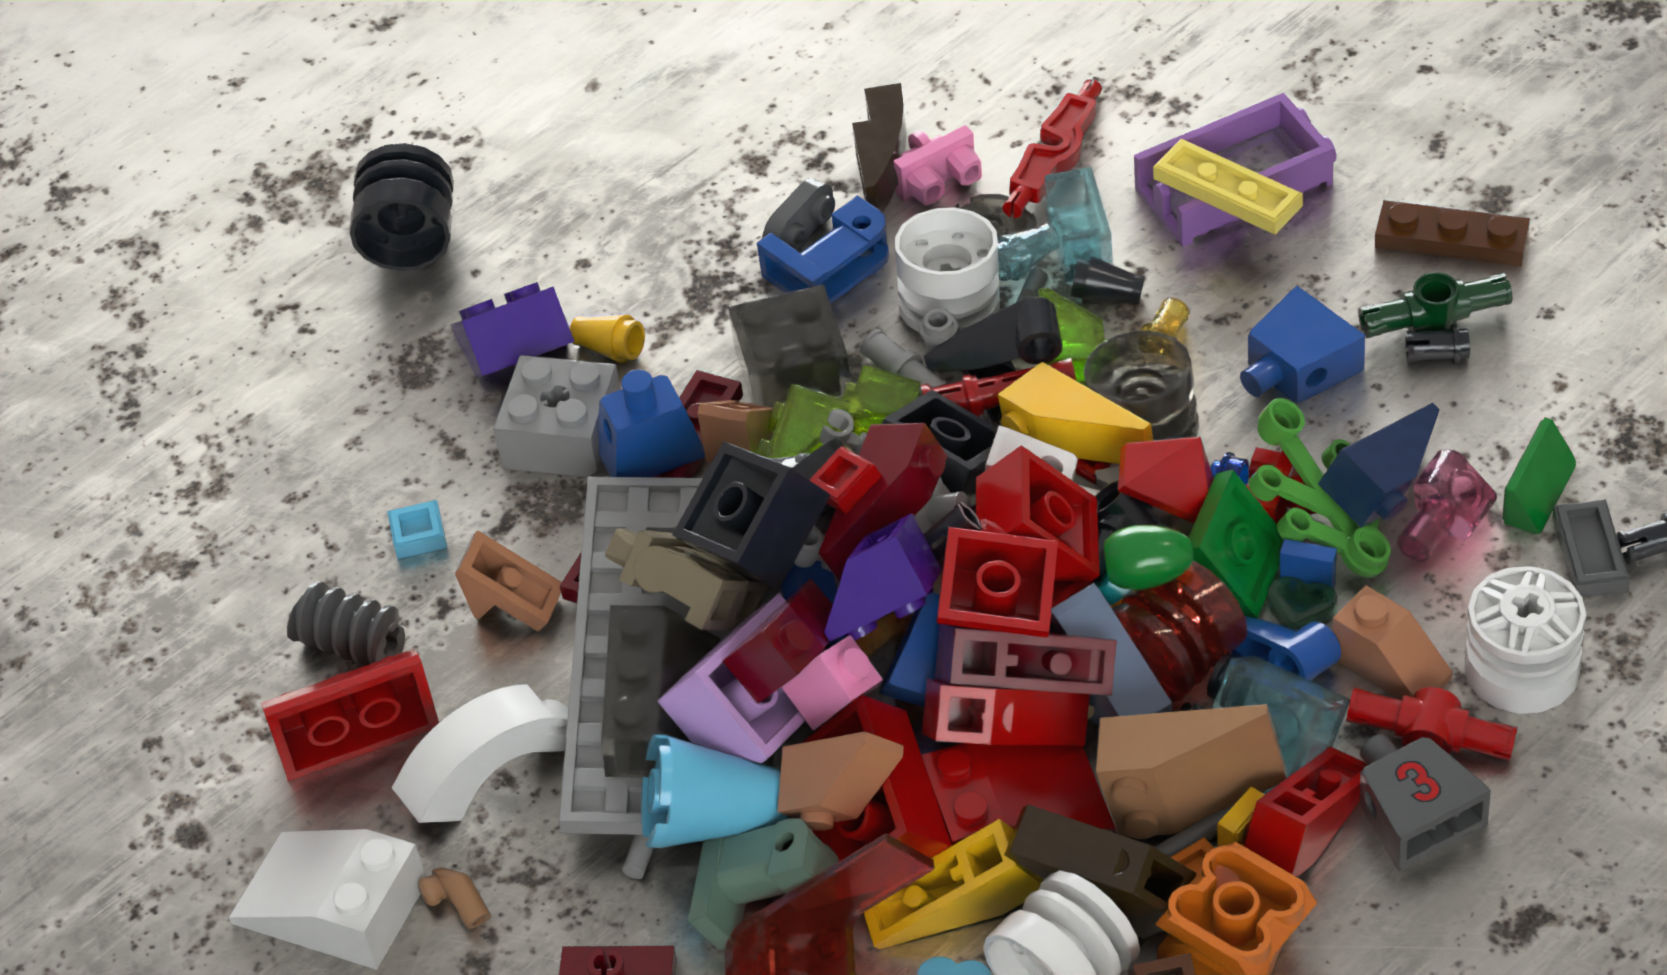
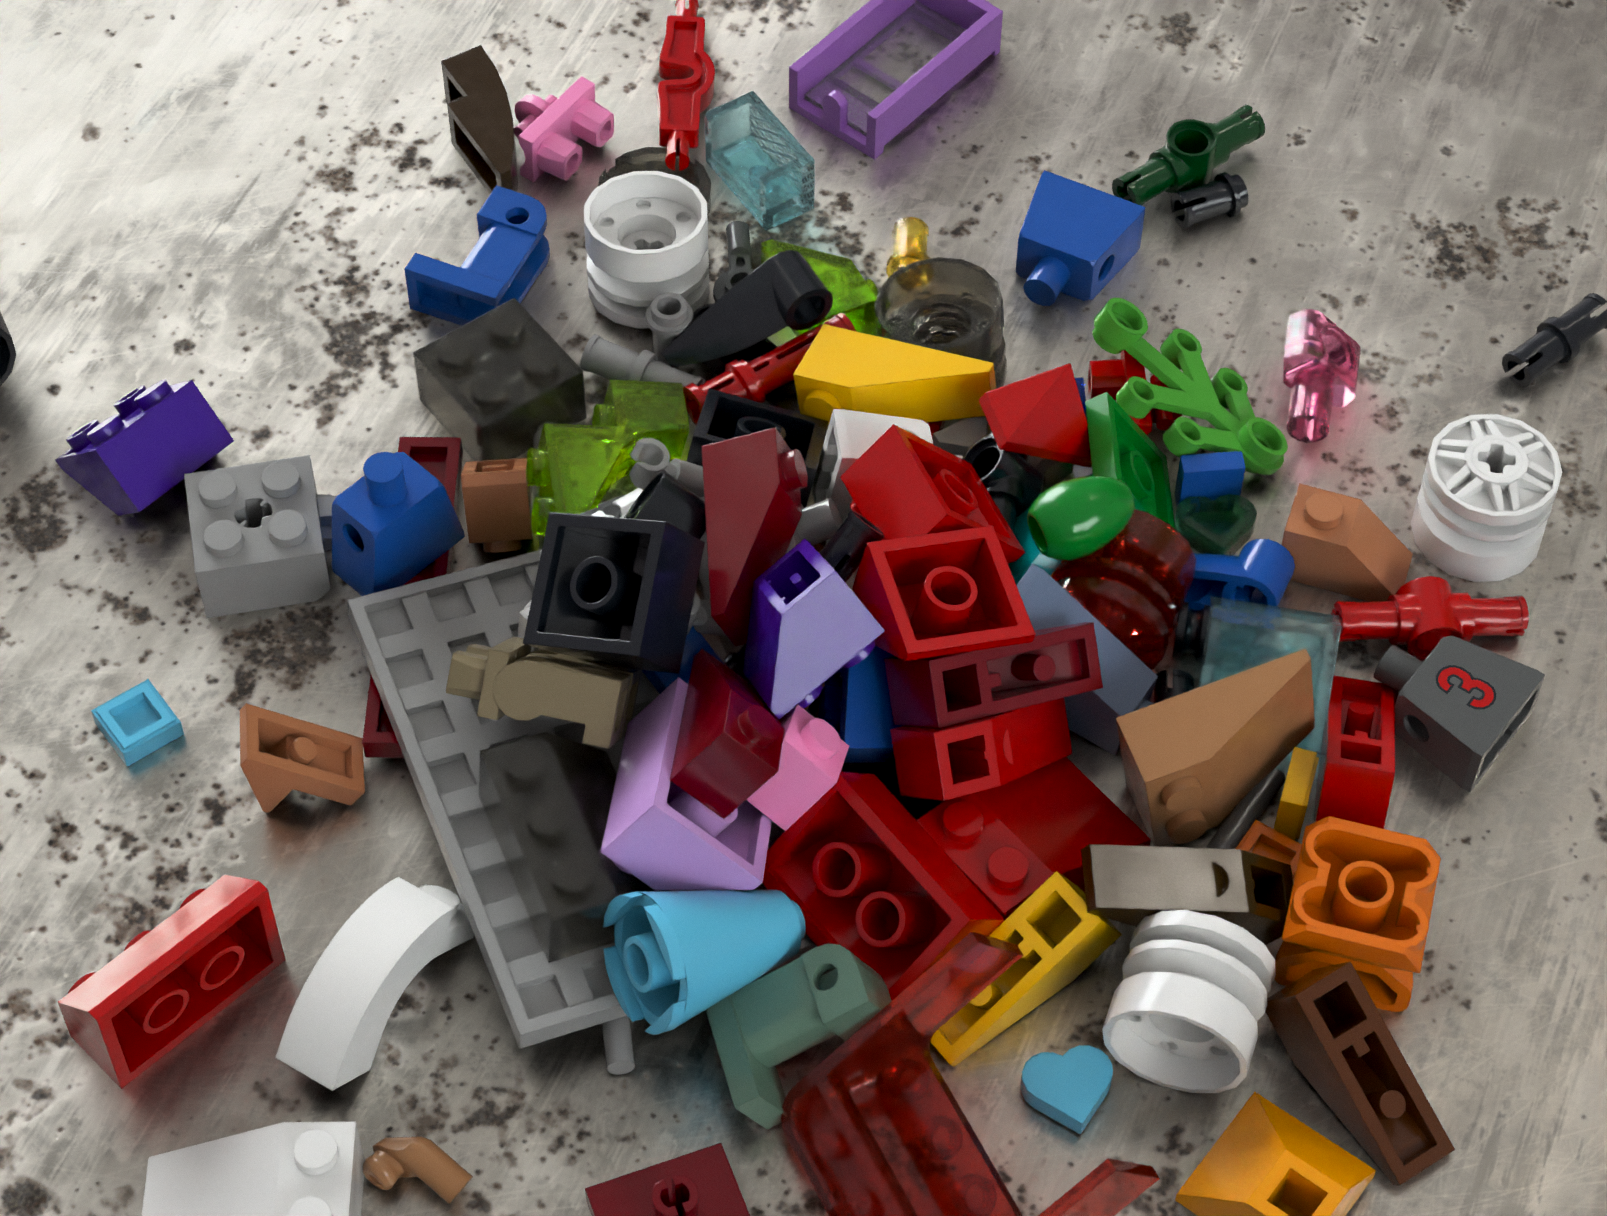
camera: 30 degrees left, 5 degrees up
(345, 625) = (114, 871): dark grey piece -> none
(611, 336) = (270, 423): yellow cone -> none
(802, 213) = (432, 218): dark grey plate -> none
(834, 777) = (850, 881): nougat slope -> none
(846, 478) = (710, 515): red tile -> none
(1024, 250) = (723, 197): clear light blue cone -> none
(1105, 283) = (819, 219): black cone -> none
(1228, 186) = (914, 77): light yellow tile -> none
(1378, 469) = (1246, 351): dark blue slope -> none
(1452, 233) = (1157, 76): reddish brown plate -> none
(1538, 479) = (1391, 321): green slope -> none
(1590, 548) = (1478, 375): dark grey tile -> none

